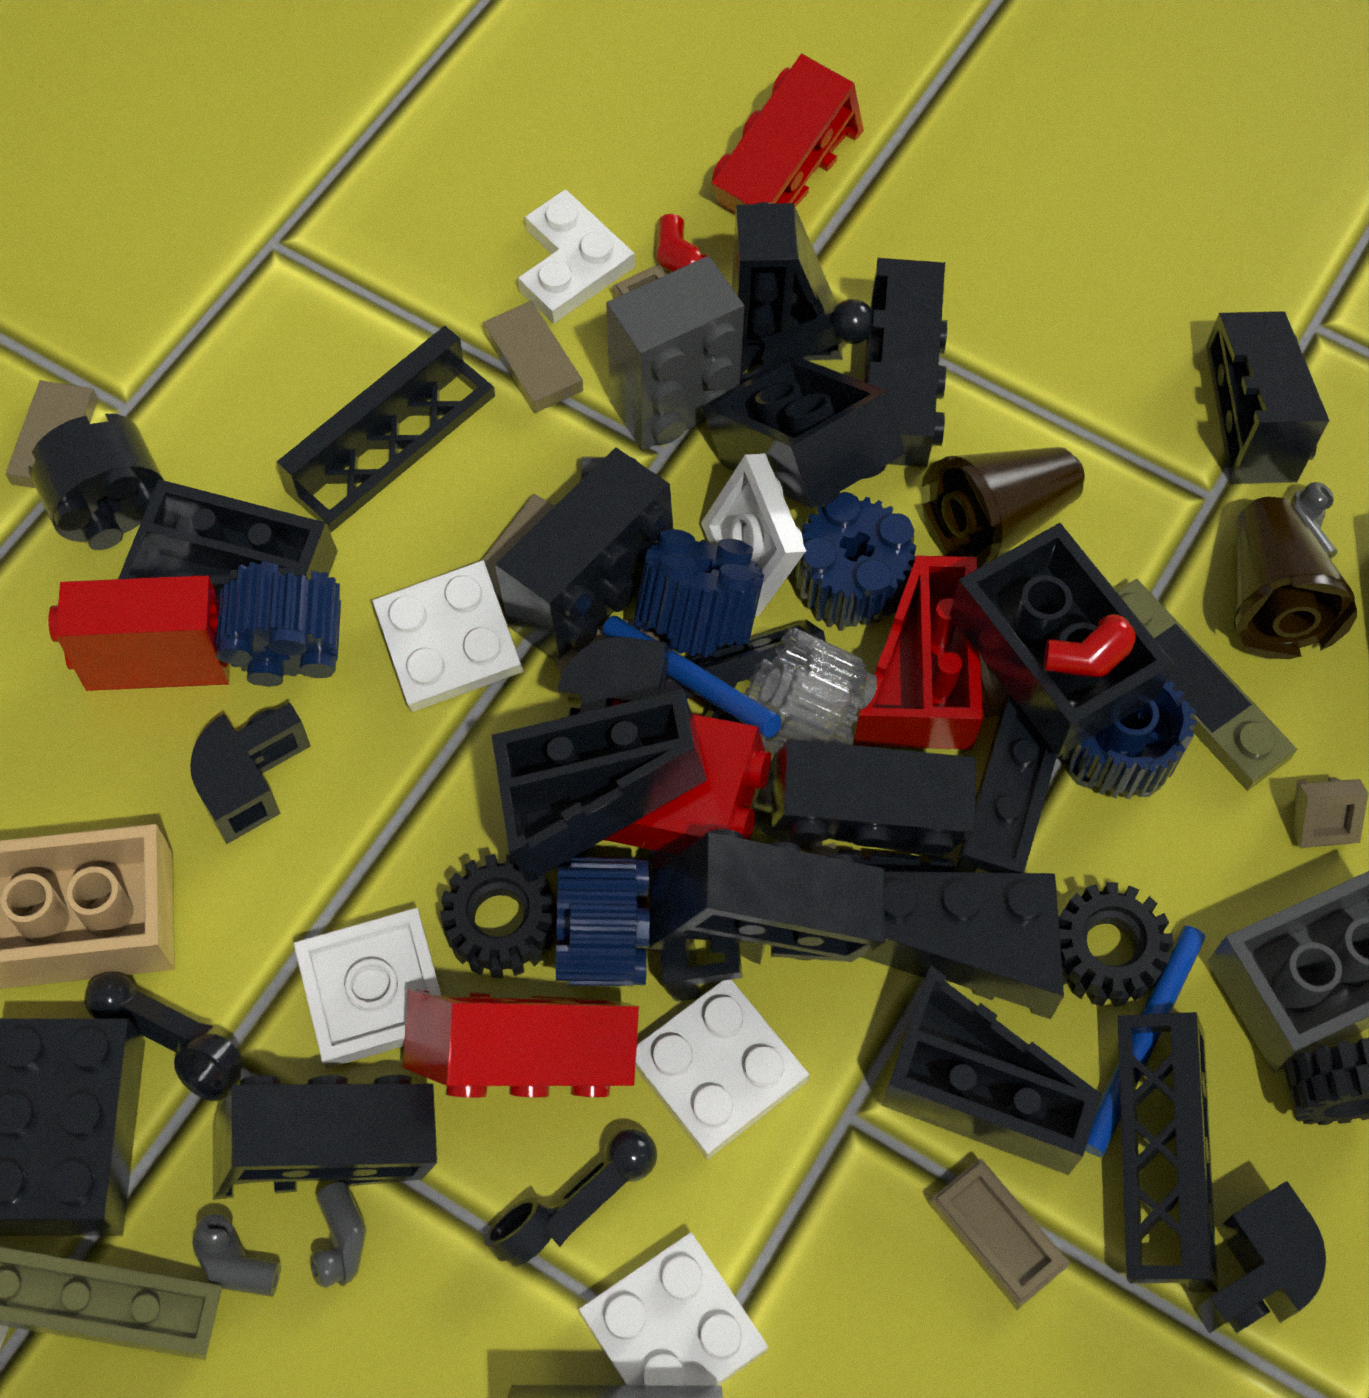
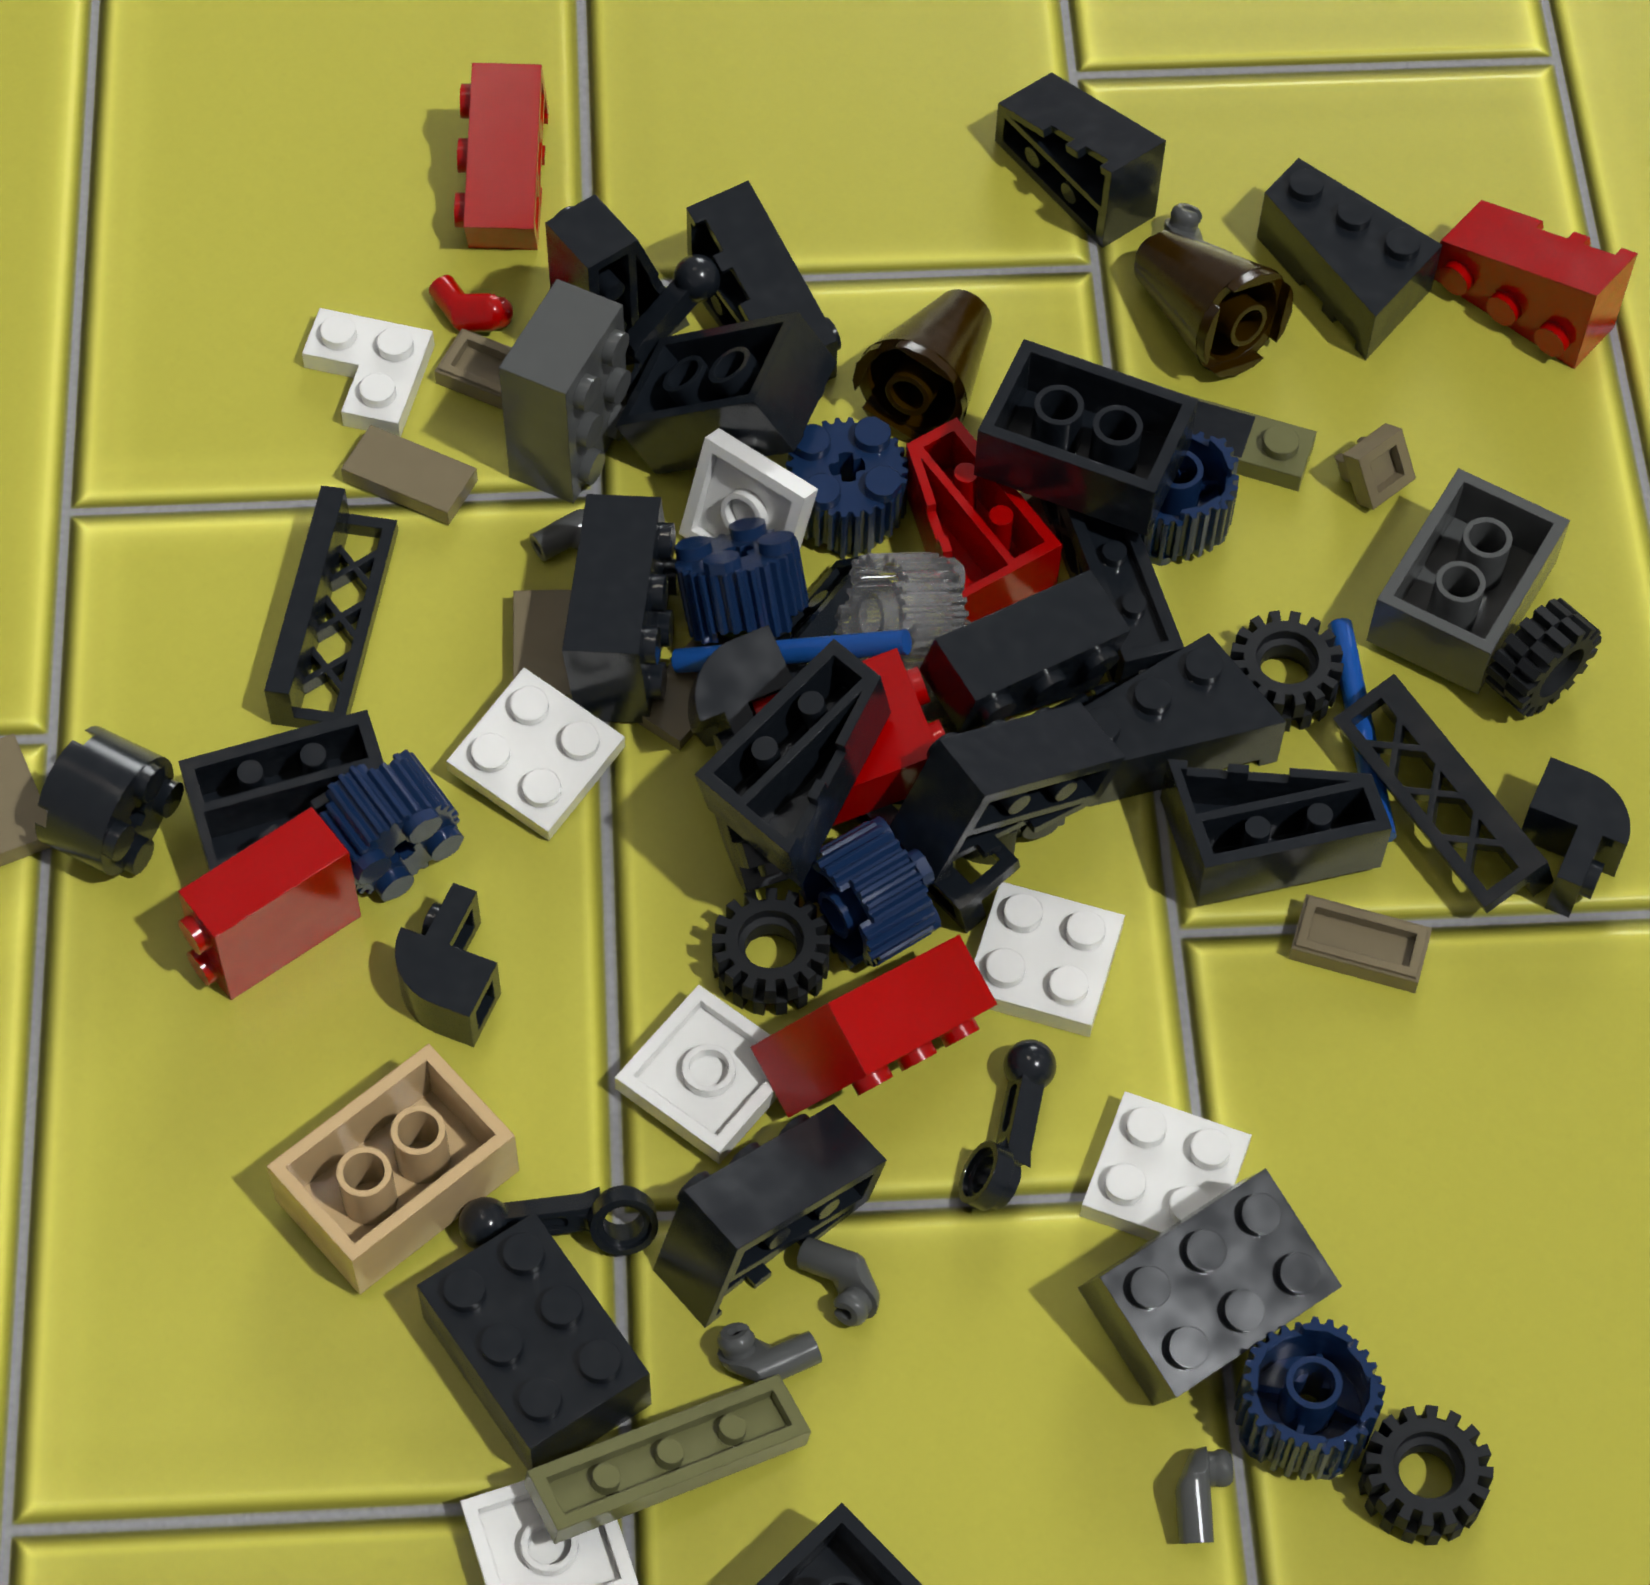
camera: 35 degrees left, 5 degrees down
(1096, 654) = (1135, 426): red arm -> none

